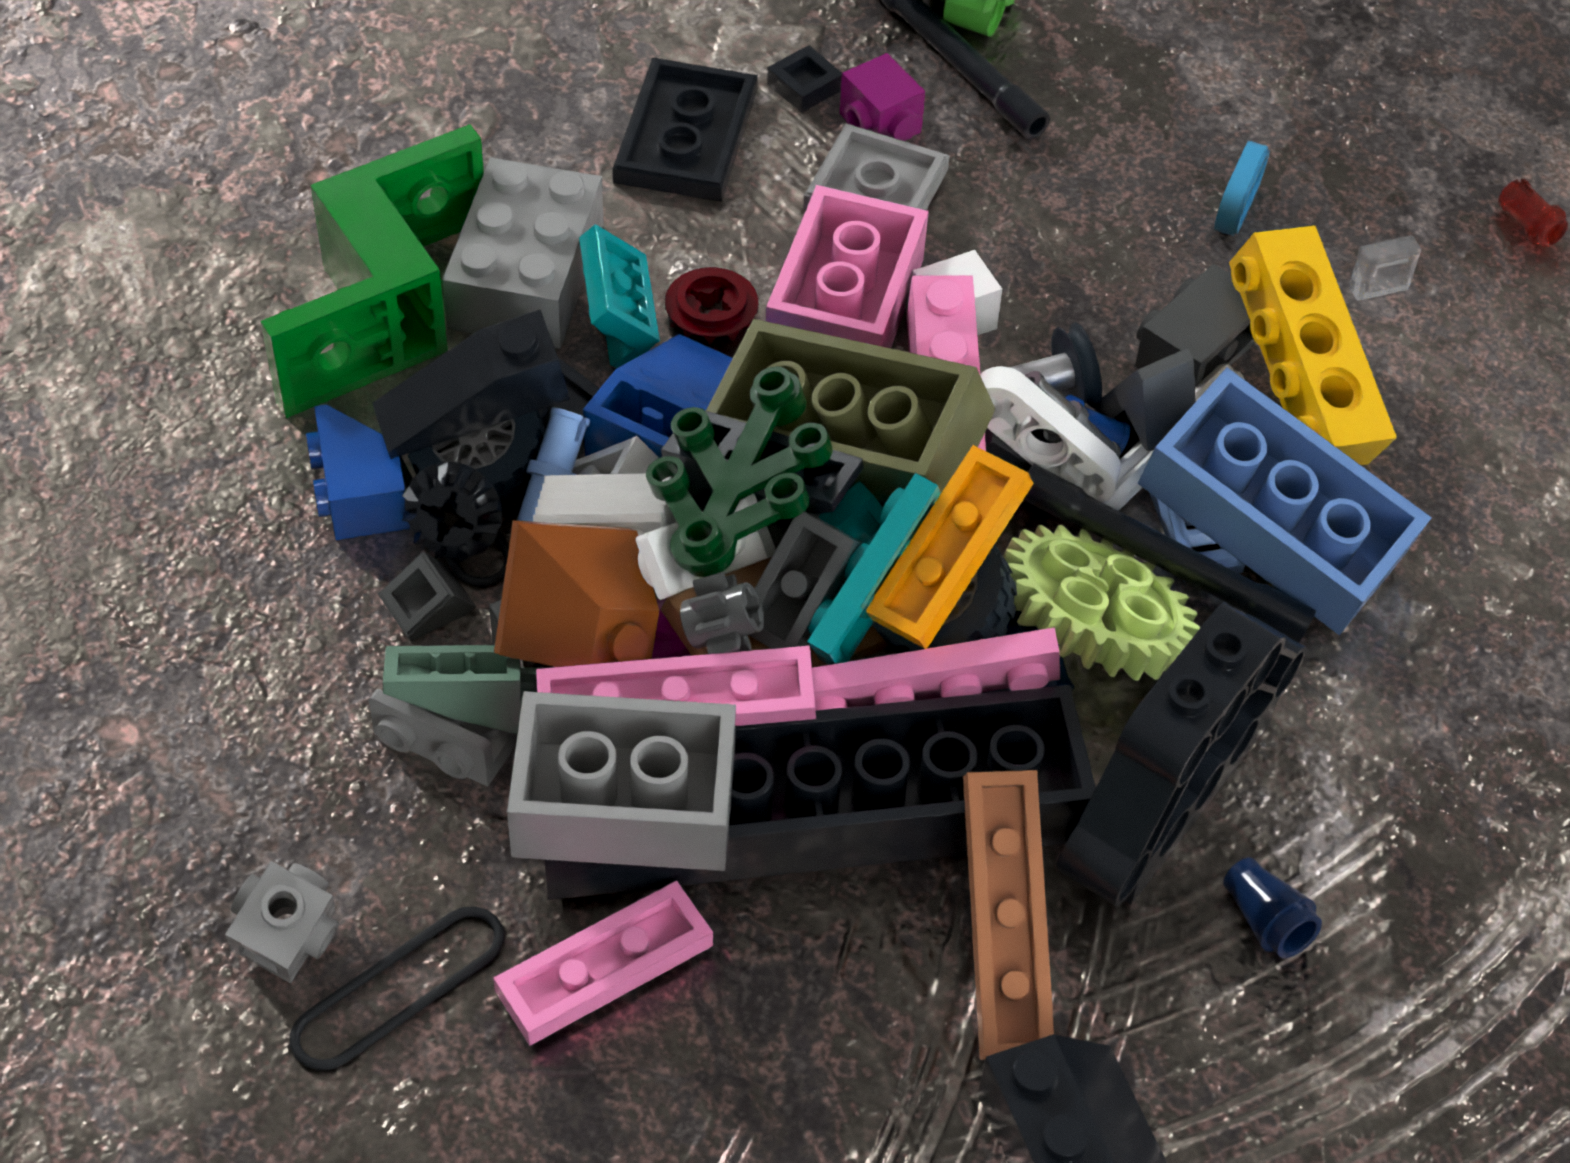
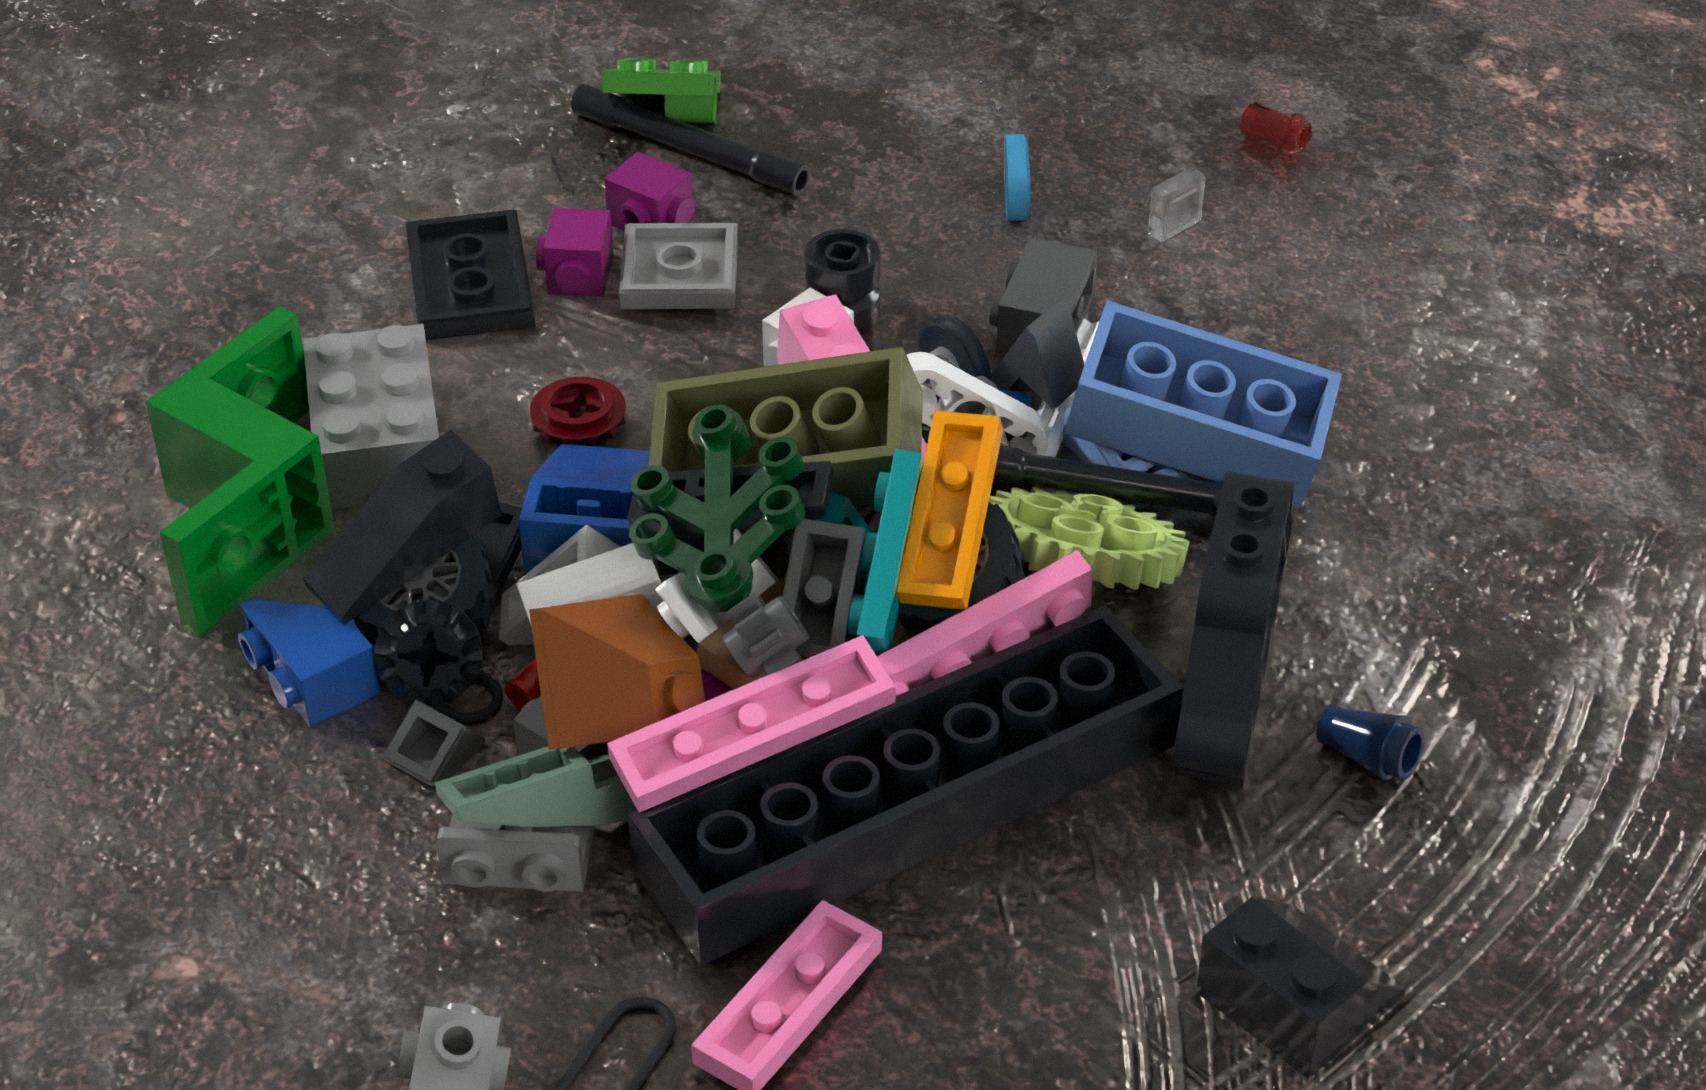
camera: 20 degrees left, 10 degrees down
(555, 456) = (510, 566): light blue pin -> none
(619, 294) = (491, 426): teal bracket -> none
(622, 781) = (751, 805): light grey brick -> none
(788, 138) = (576, 252): none -> magenta brick
(804, 78) = (559, 192): black tile -> none
(850, 267) = (699, 323): bright pink brick -> none
(1008, 909) = (1151, 809): nougat plate -> none
(1016, 248) = (848, 266): none -> black wheel
(1311, 340) = (1147, 261): yellow brick -> none

